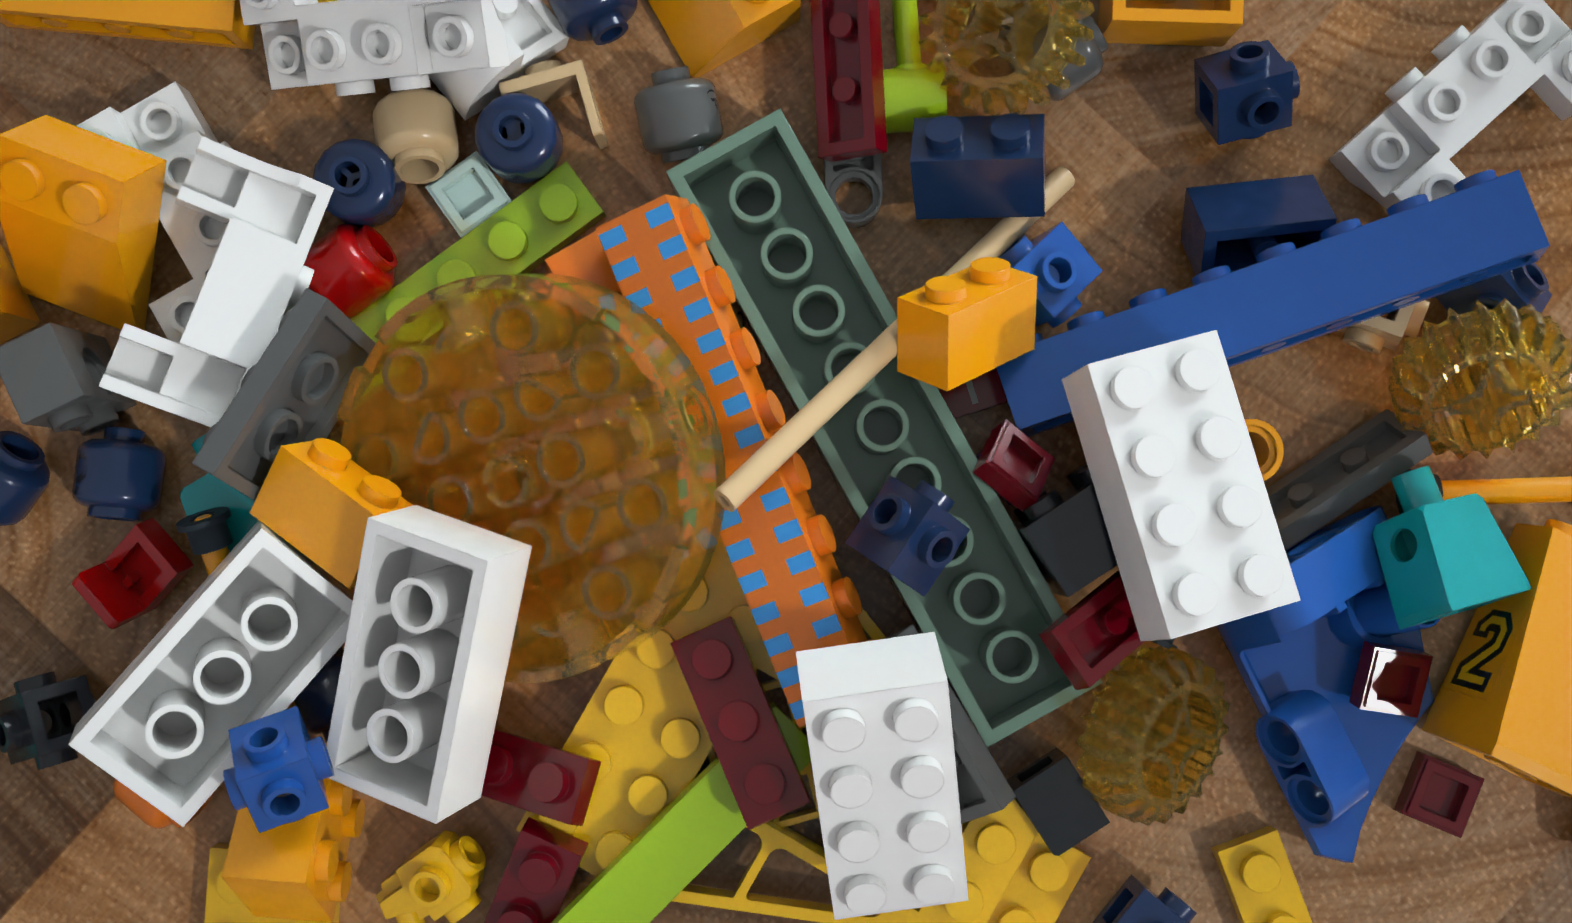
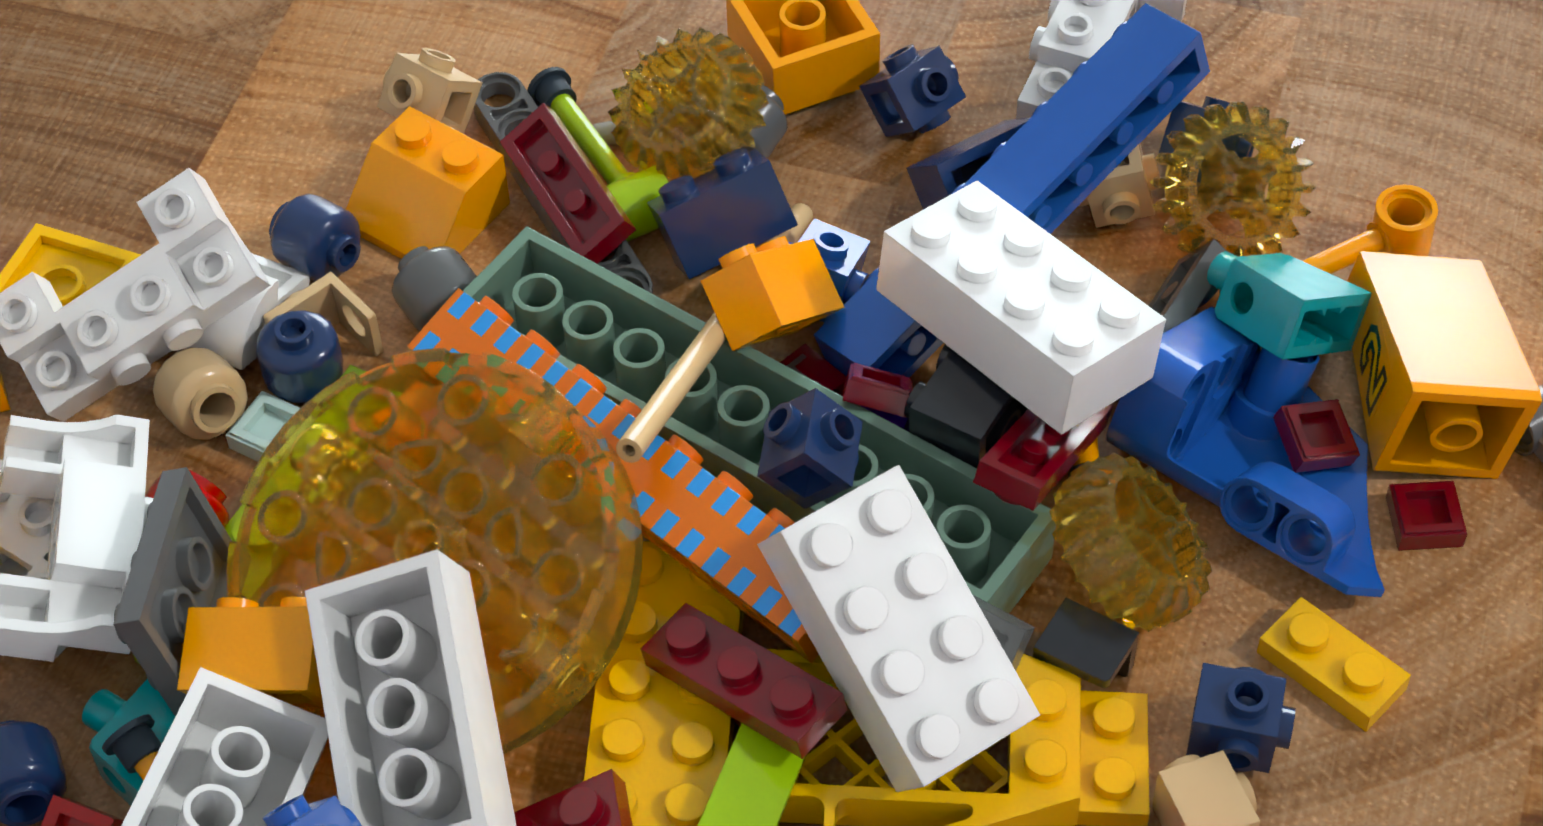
camera: 30 degrees left, 35 degrees down
(378, 189) = (174, 437): dark blue head -> none

